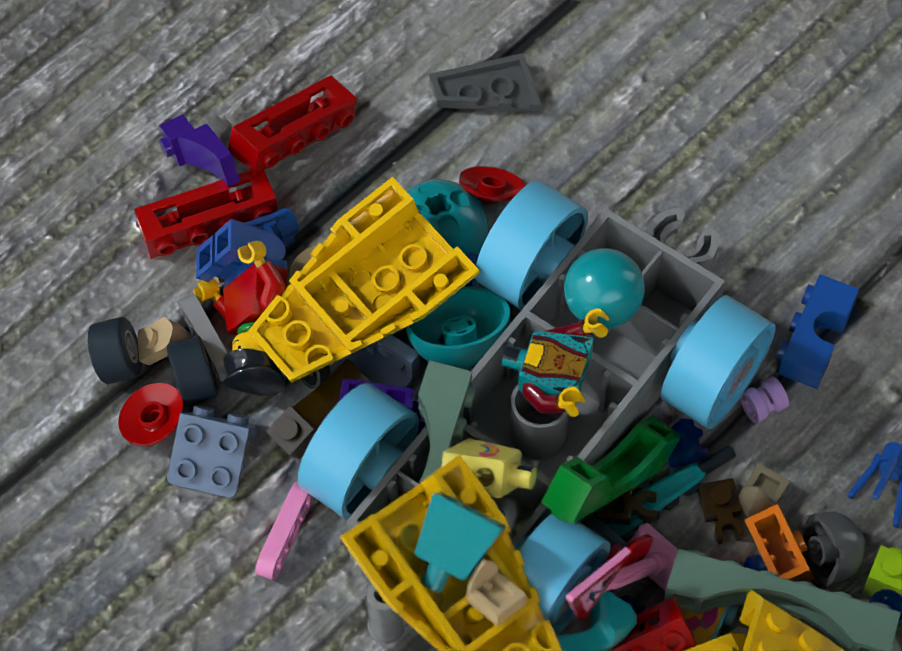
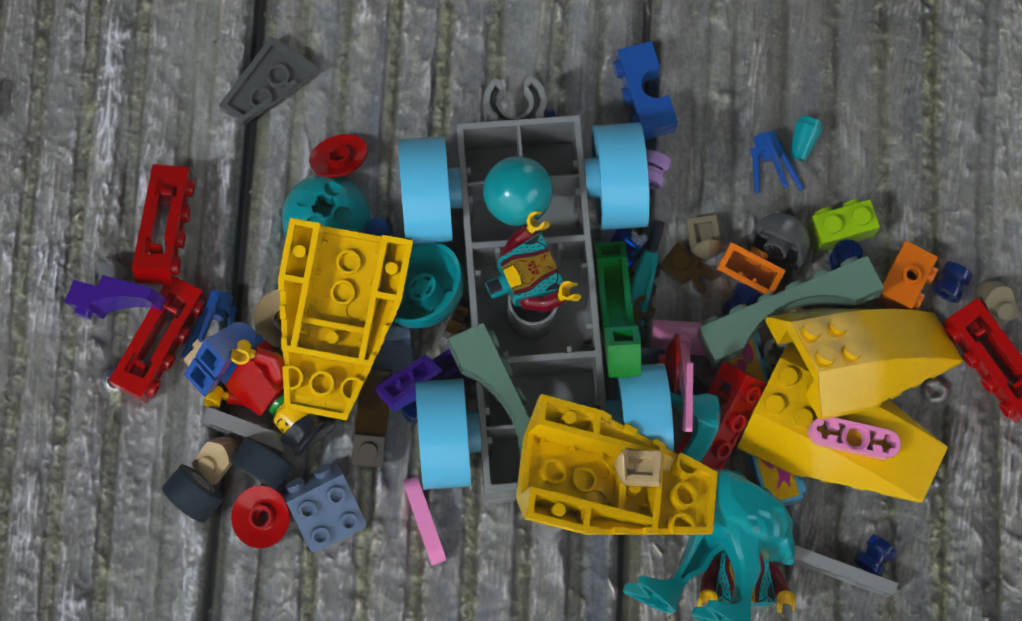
camera: 45 degrees left, 15 degrees up
(454, 540) = (590, 454): teal torso -> none
(494, 466) = (551, 377): light yellow torso -> none

